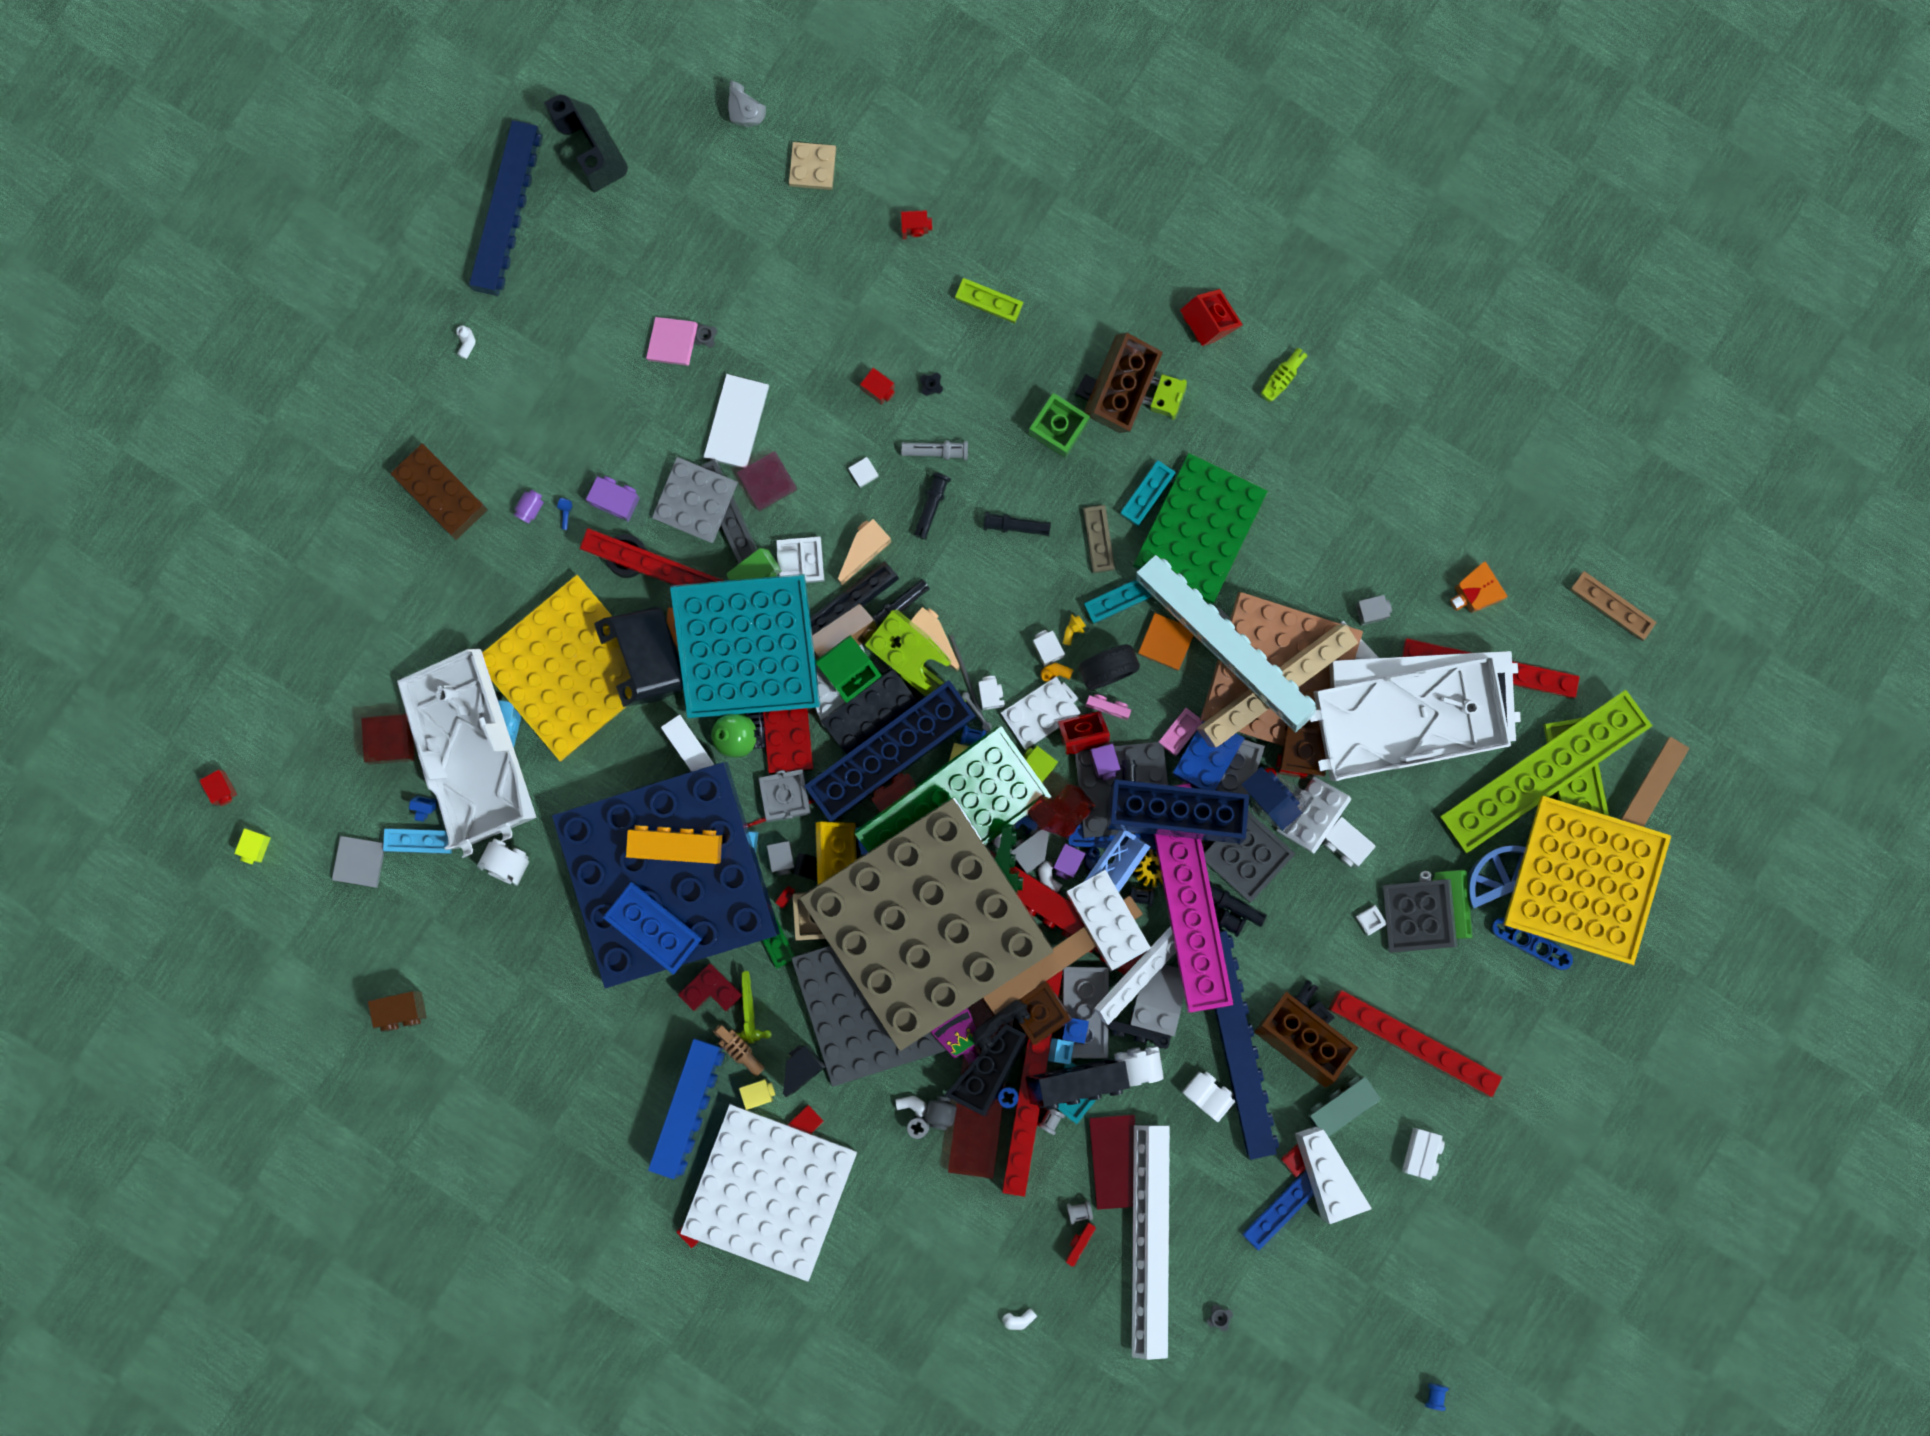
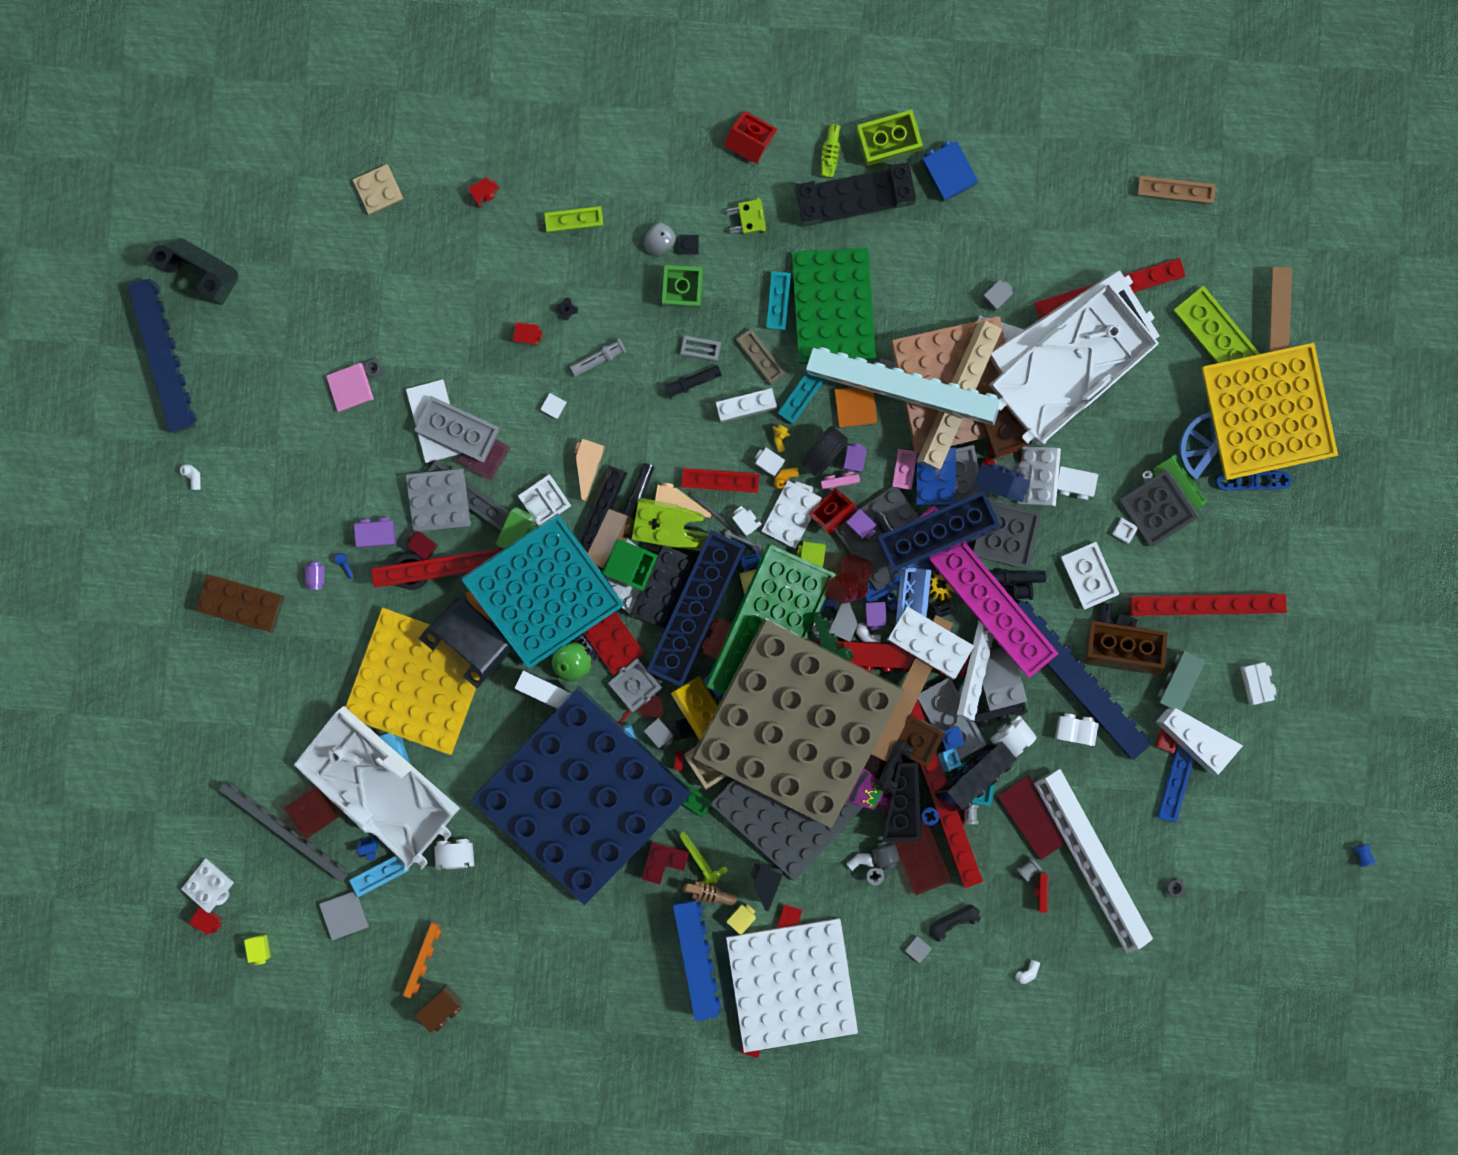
camera: 30 degrees left, 5 degrees up
(241, 755) = (208, 886): none -> white plate
(352, 751) = (278, 826): none -> dark grey plate
(418, 945) = (420, 967): none -> orange plate
(652, 535) = (422, 545): none -> dark red brick
(652, 928) = (595, 841): blue tile -> none
(674, 846) = (578, 772): light orange brick -> none
(744, 109) = (300, 174): light grey helmet -> none
(754, 440) = (457, 429): none -> light grey plate
(789, 829) = (653, 708): none -> clear red tile
(919, 1230) = (918, 949): none -> light grey tile
(934, 495) = (618, 394): black pin -> none
(957, 1219) = (961, 916): none -> black piece
(988, 639) = (720, 480): none -> red plate
(1056, 578) = (746, 405): none -> white brick
(1057, 509) = (697, 355): none -> light grey tile
(1058, 370) = (656, 243): none -> light grey helmet
(1123, 382) = (712, 226): reddish brown brick -> none
(1136, 692) = (855, 458): none -> medium lavender brick
(1284, 432) = (855, 195): none -> black plate
(1310, 945) = (1089, 575): none -> white plate
(1350, 393) = (889, 137): none -> lime brick
(1392, 459) = (949, 170): none -> blue brick
(1478, 590) = (1068, 235): orange torso -> none
(1546, 771) = (1194, 345): lime plate -> none

